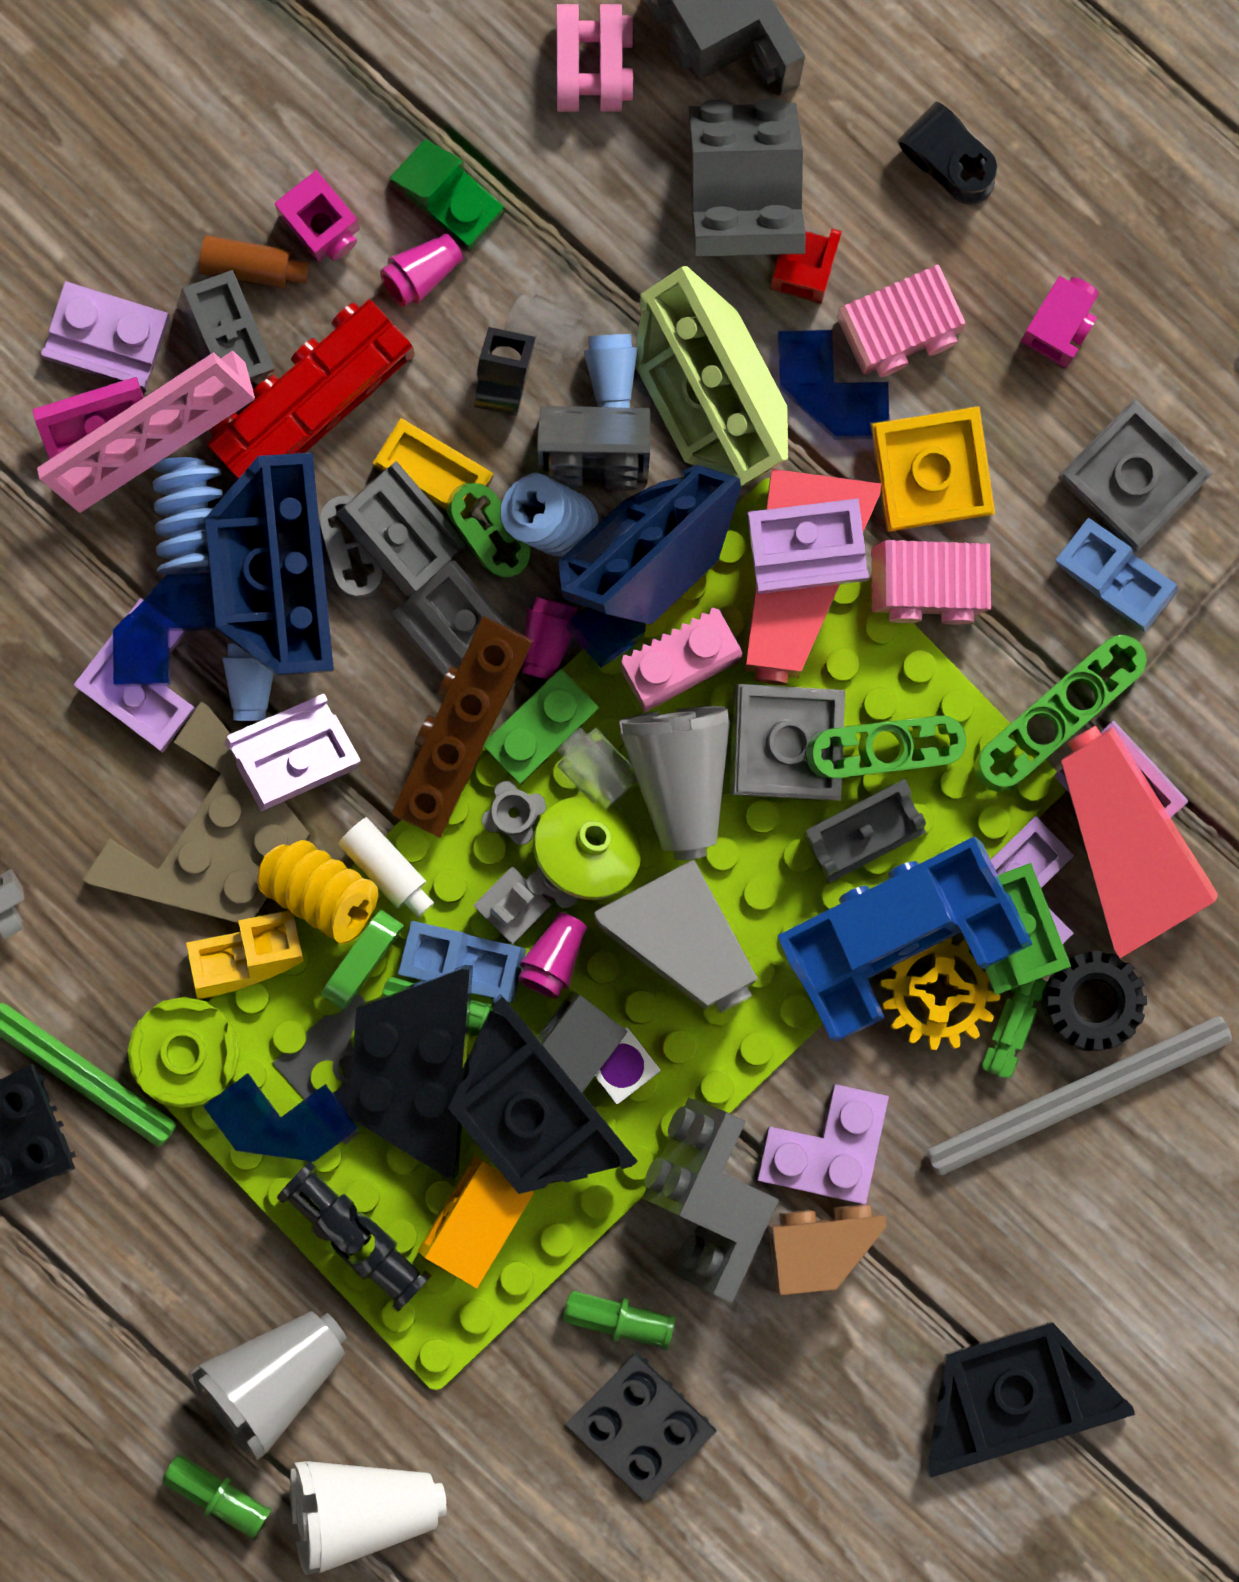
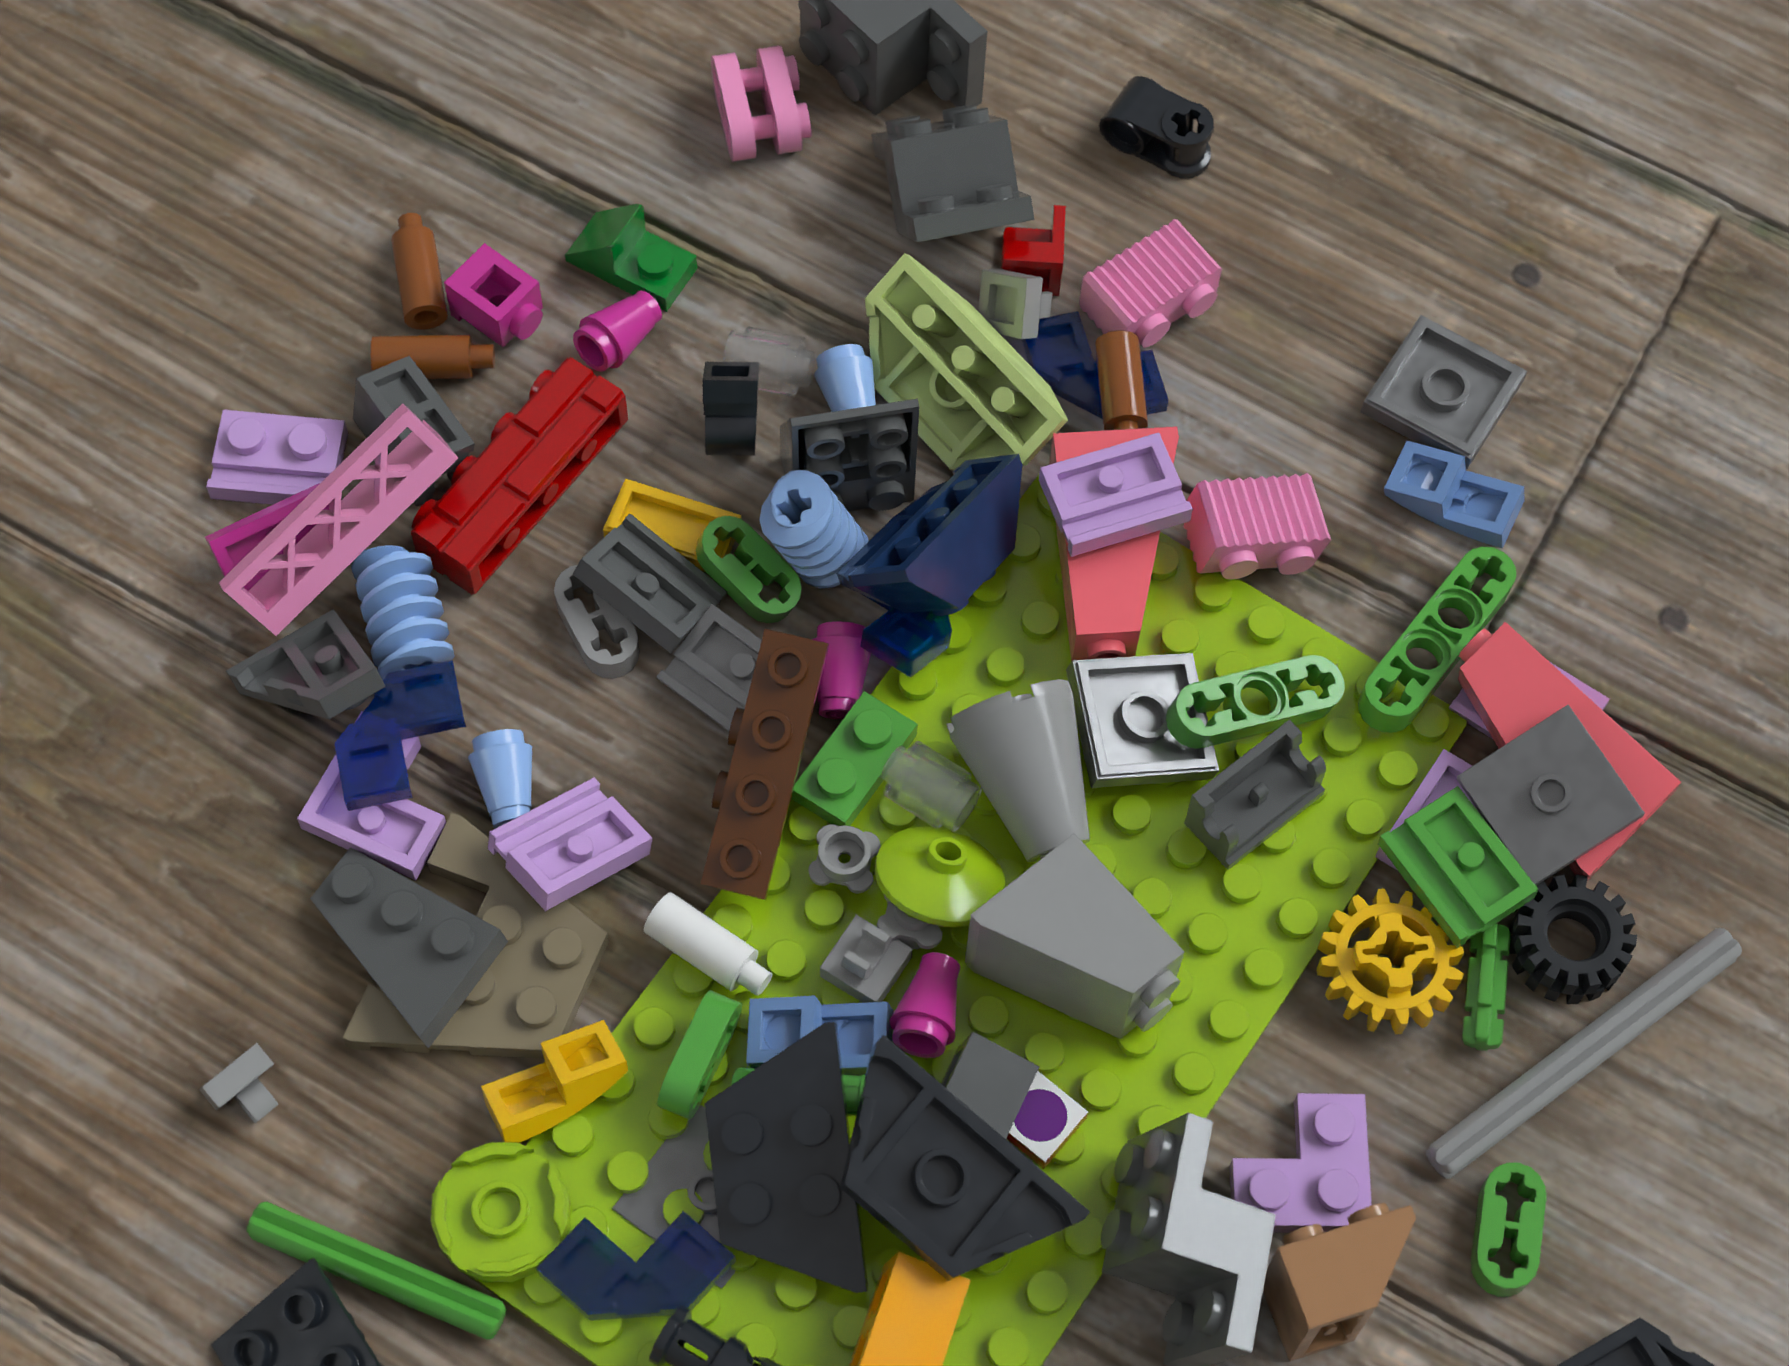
camera: 10 degrees left, 20 degrees down
(105, 552) = (311, 670): none -> dark grey wing
(146, 810) = (408, 940): none -> dark grey wing
(255, 174) = (418, 274): none -> dark orange cylinder
(271, 566) = (508, 637): dark blue wedge -> none
(318, 889) = (630, 981): yellow piece -> none
(681, 660) = (1000, 648): bright pink brick -> none
(773, 316) = (1013, 302): none -> light grey tile
(848, 422) = (1121, 381): none -> dark orange cylinder
(896, 921) = (1324, 879): blue bracket -> none
(933, 468) = (1226, 420): yellow tile -> none
(986, 1232) = (1524, 1231): none -> bright green beam
(1061, 319) = (1320, 259): dark pink brick -> none
(1103, 889) = (1550, 795): none -> flat silver plate

